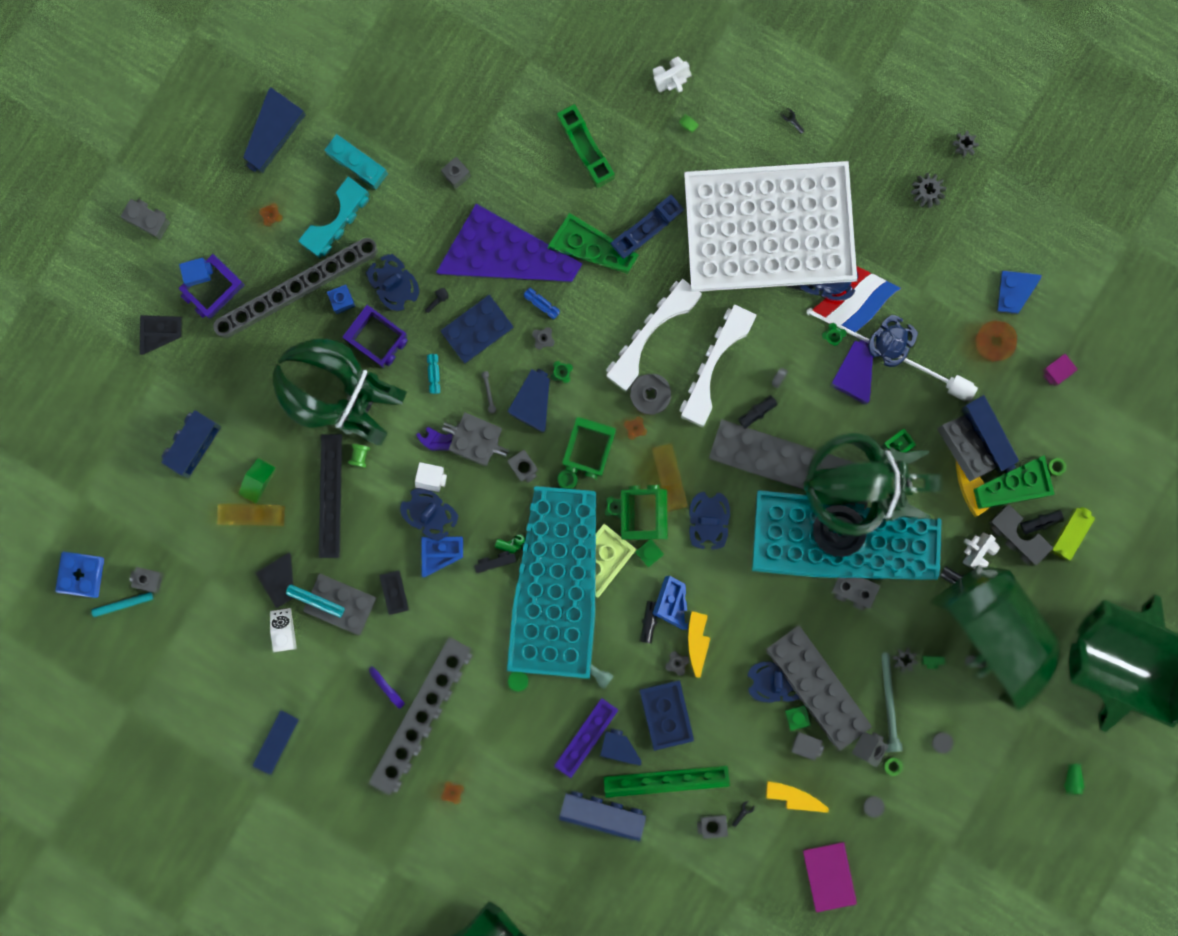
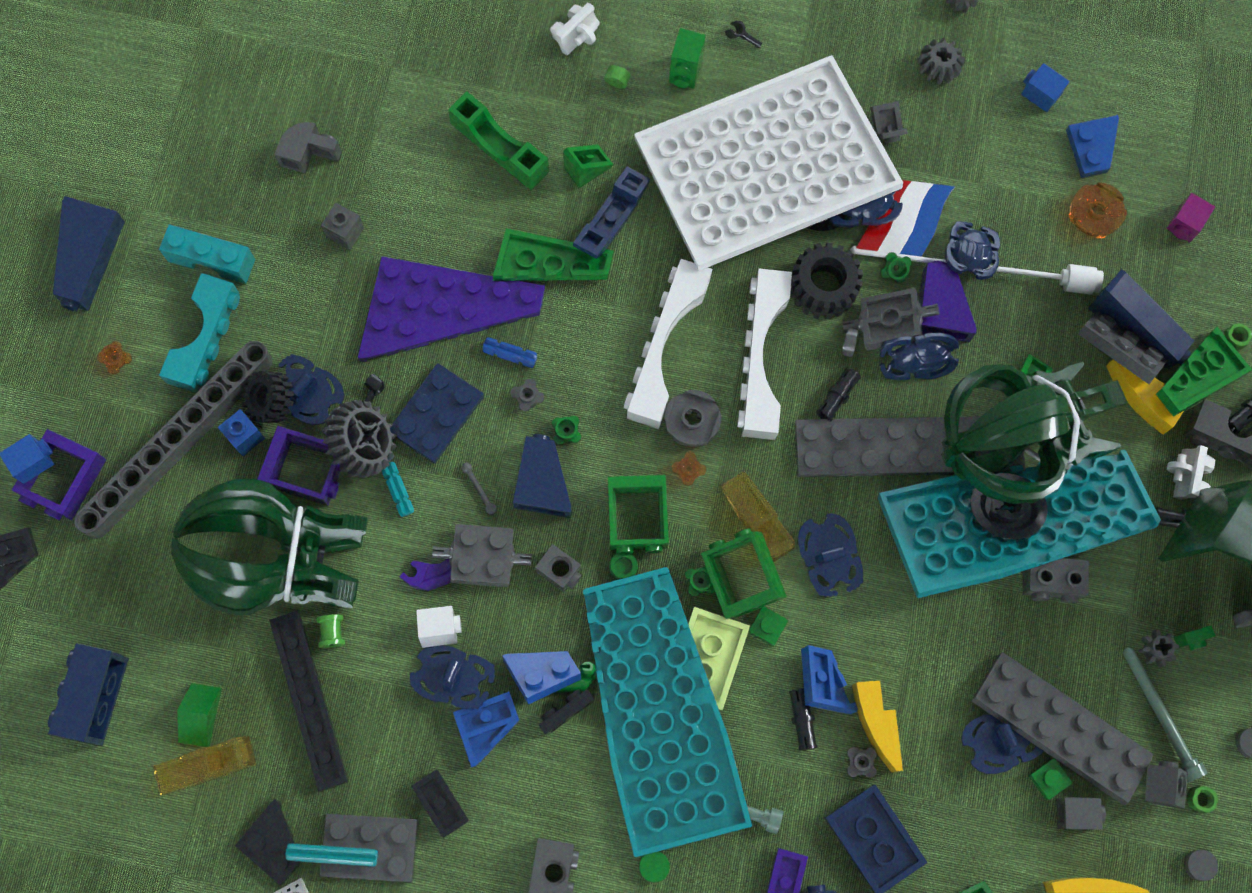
camera: 30 degrees left, 10 degrees down
(358, 277) = (256, 397): none -> black tyre
(412, 330) = (359, 438): none -> dark grey gear
(445, 99) = (302, 142): none -> dark grey brick
(487, 531) = (541, 672): none -> wing
(643, 182) = (585, 163): none -> green slope
(741, 129) = (687, 58): none -> green brick
(784, 311) = (835, 262): none -> black tyre
(813, 371) = (891, 317): none -> dark grey plate
(824, 406) = (920, 357): none -> dark blue shield
(870, 224) = (888, 121): none -> dark grey bracket
(995, 235) = (1044, 87): none -> blue brick

